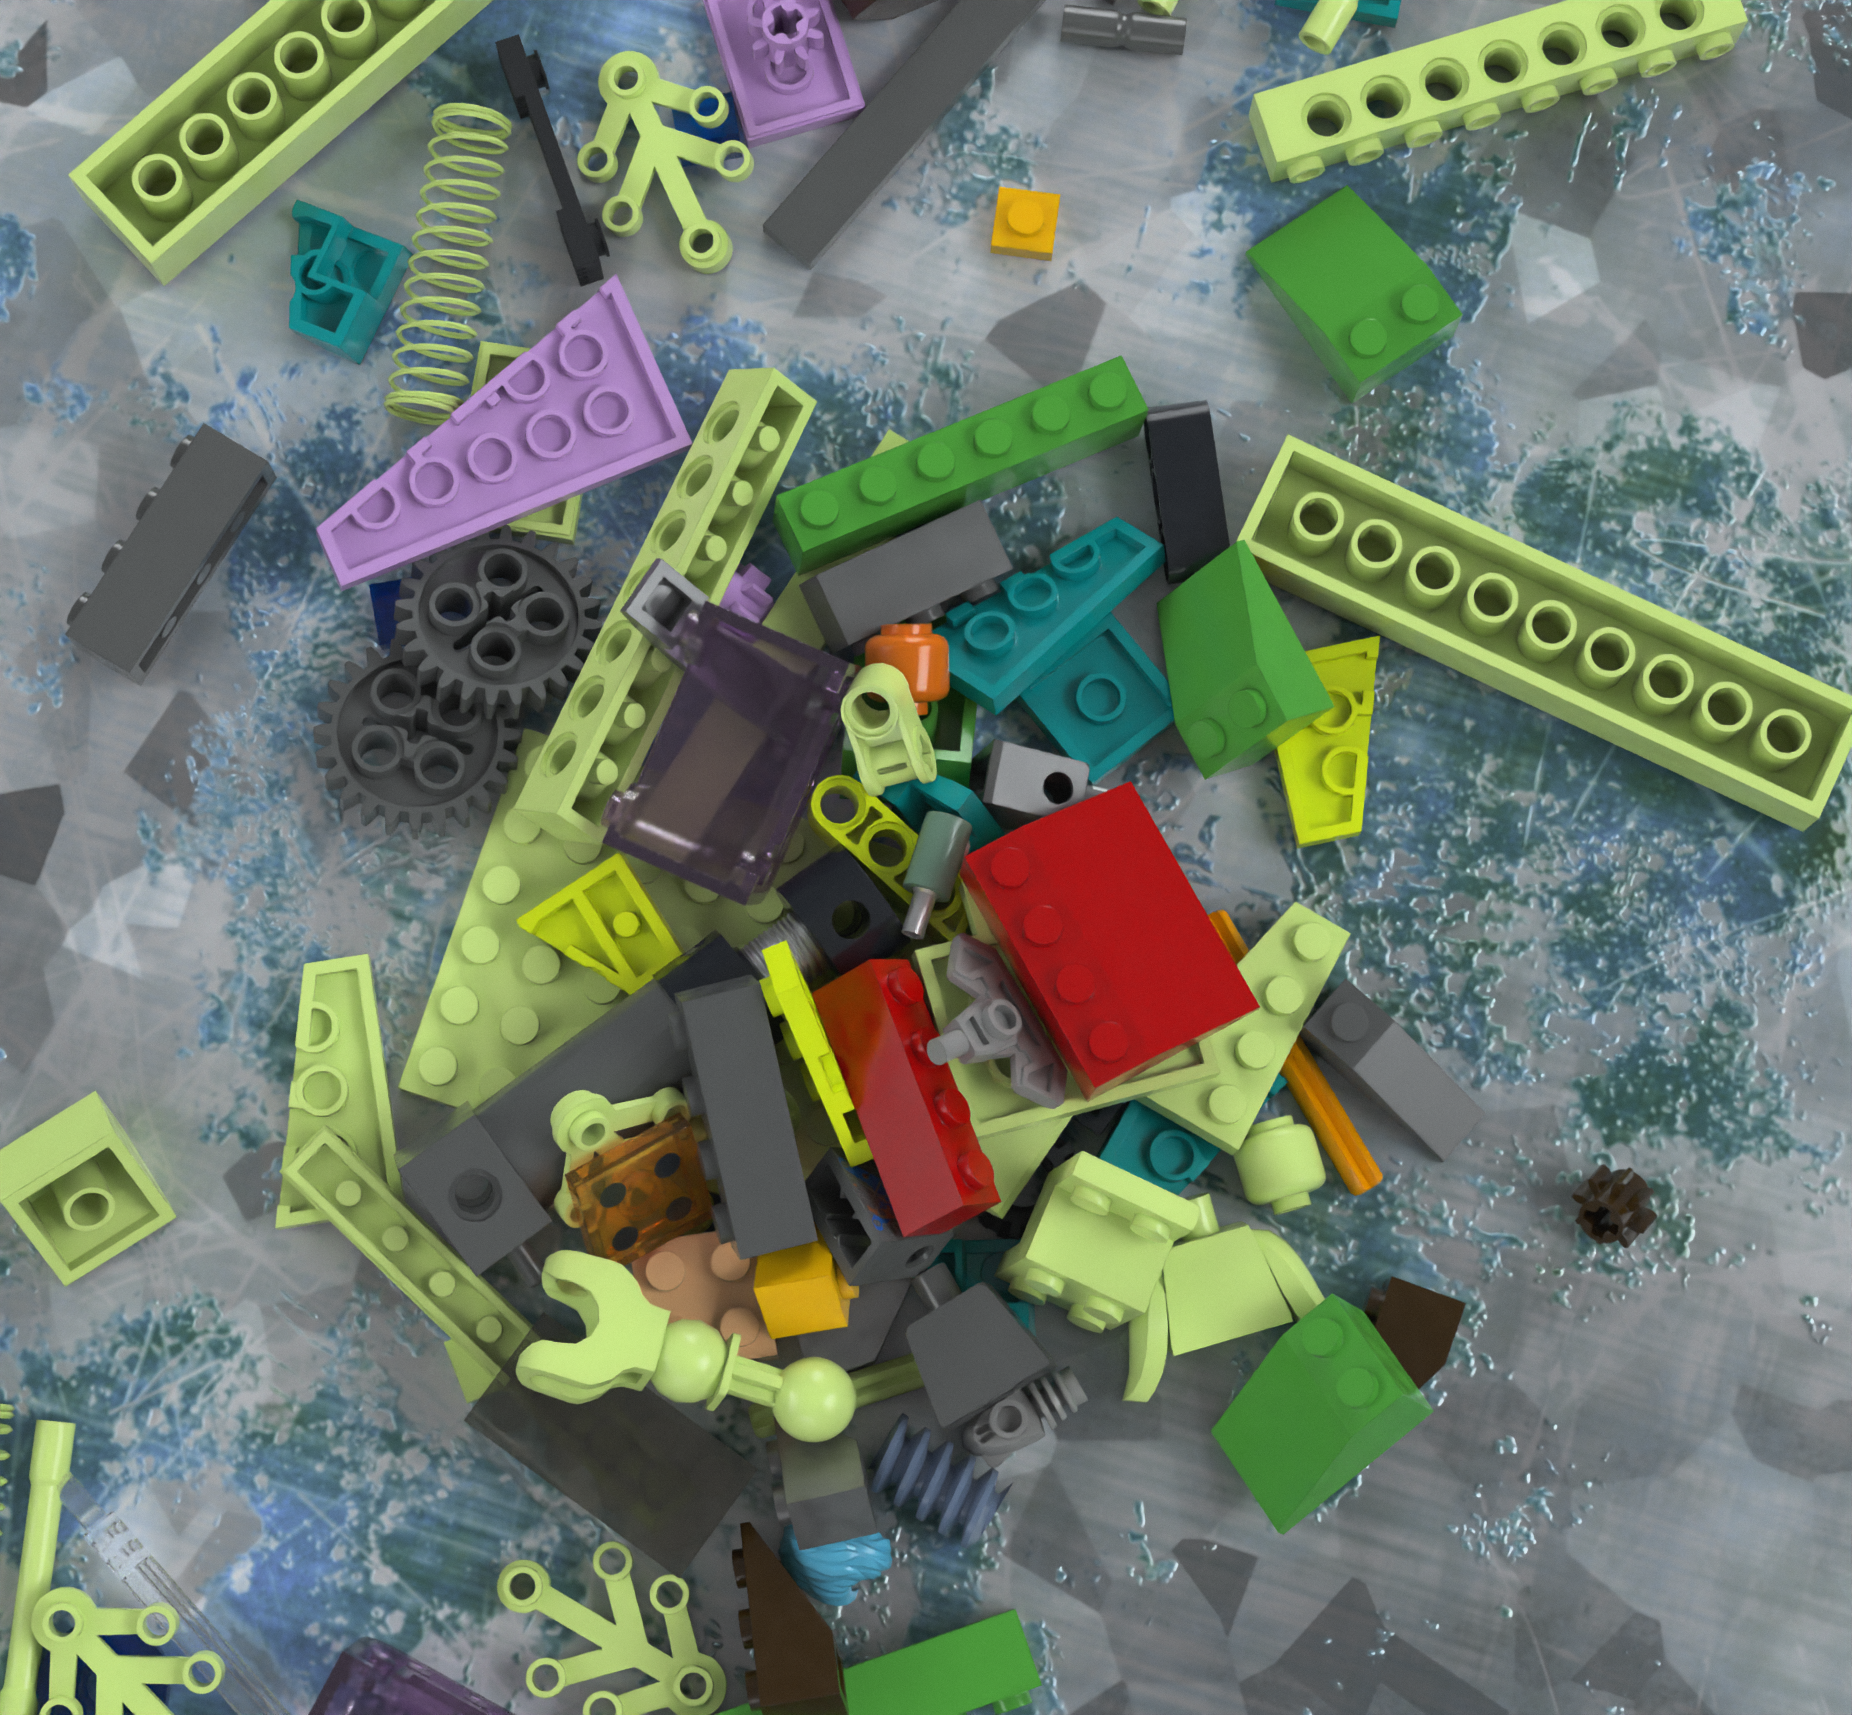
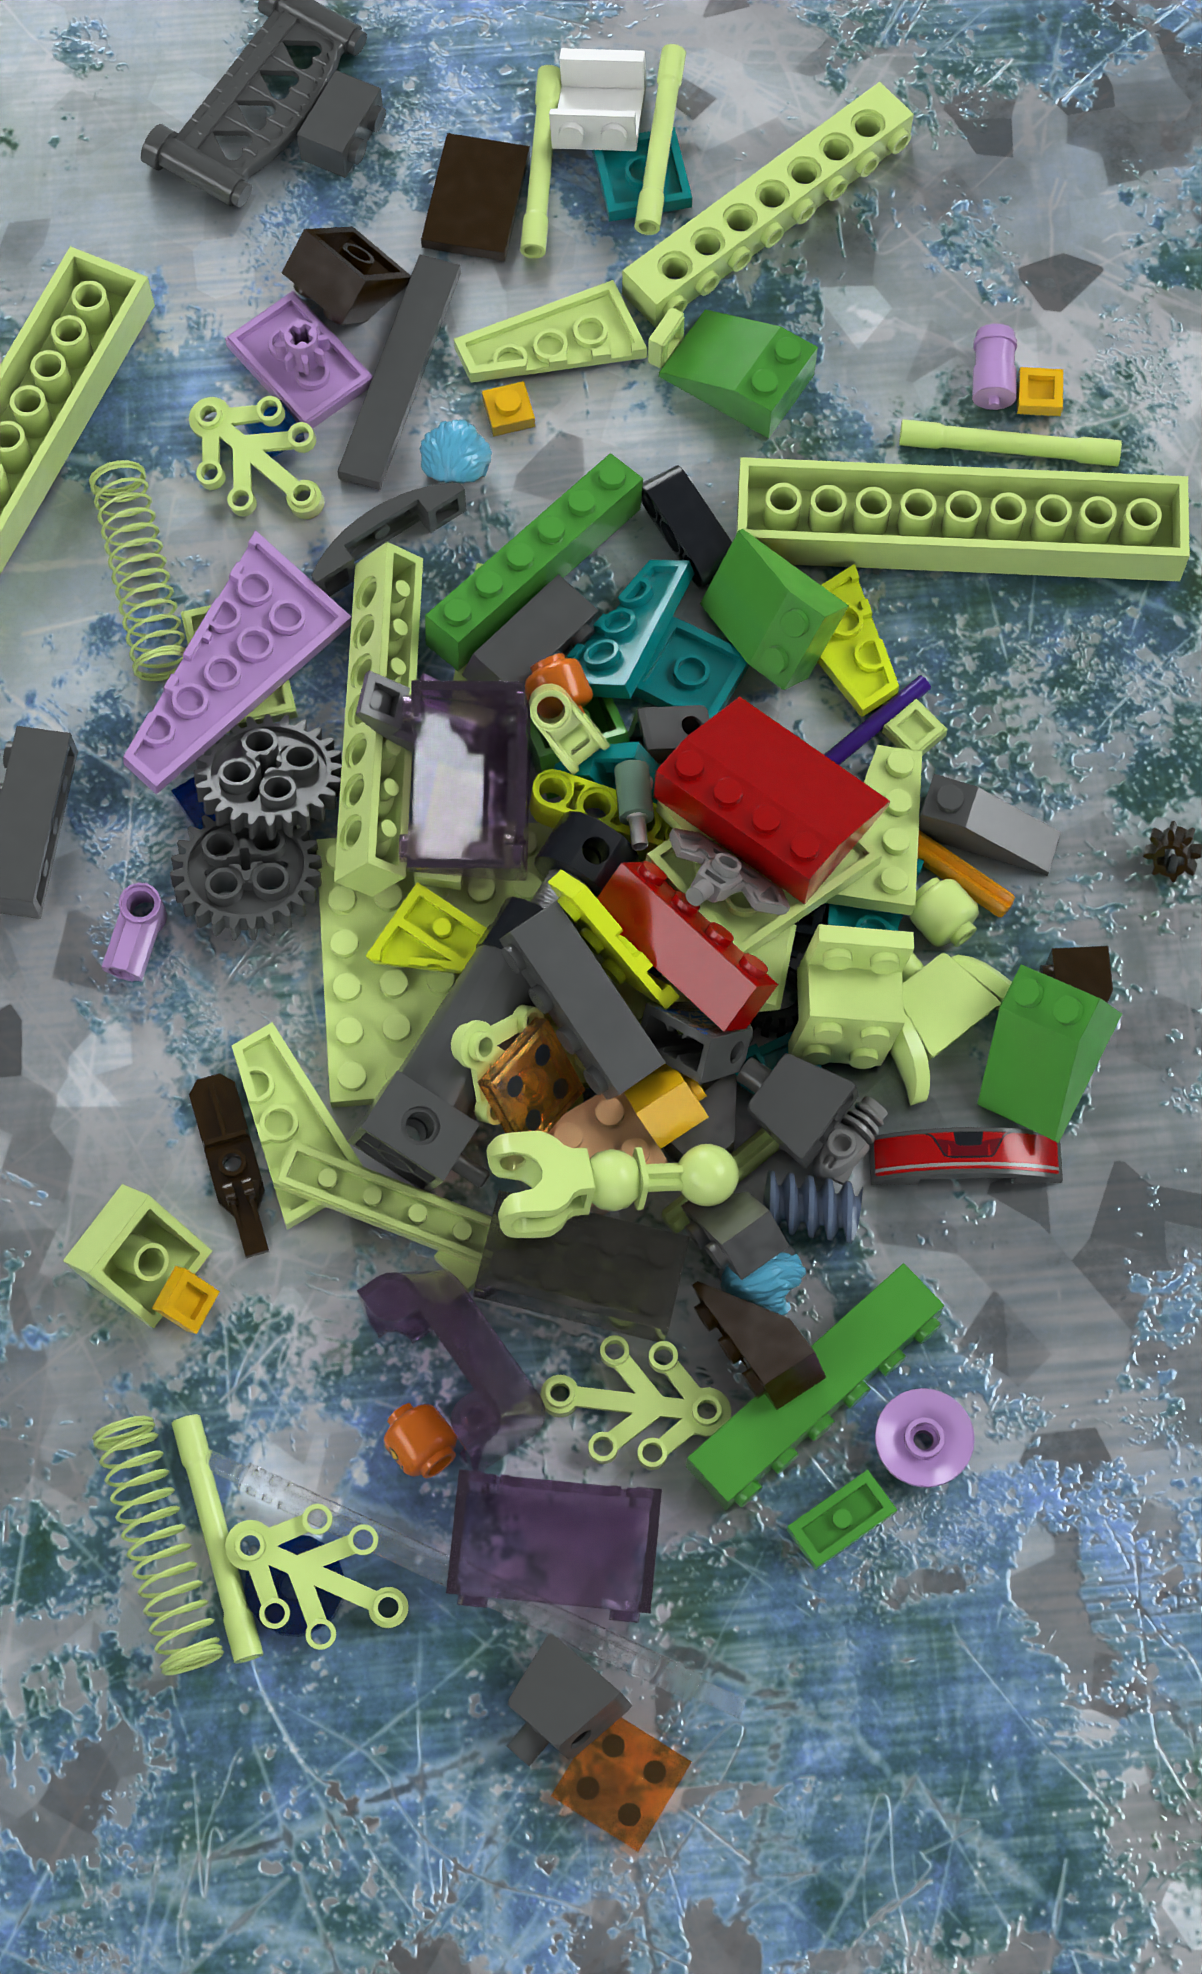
camera: 20 degrees left, 10 degrees down
(115, 1271) = (185, 1299): none -> yellow plate
(241, 769) = (132, 935): none -> lavender piece
(250, 1074) = (226, 1137): none -> dark brown piece
(326, 1574) = (420, 1440): none -> orange head
(341, 281) = (71, 611): teal slope -> none
(432, 1495) = (504, 1404): none -> clear purple windscreen
(525, 78) = (143, 445): black container -> none
(865, 325) = (430, 505): none -> dark grey slope
(923, 265) = (455, 453): none -> medium azure hair
(1130, 30) = (512, 272): dark grey piece -> none
(1136, 148) = (561, 335): none -> yellowish green wing
(1160, 1495) = (964, 1154): none -> slope
(1274, 210) = (666, 338): none -> yellowish green tile
(1311, 864) = (877, 720): none -> dark purple bar
(1358, 894) = (915, 728): none -> yellowish green tile
(1693, 430) = (994, 367): none -> lavender piece
(1739, 488) = (1040, 391): none -> yellow plate
(1756, 592) = (1082, 449): none -> yellowish green piece

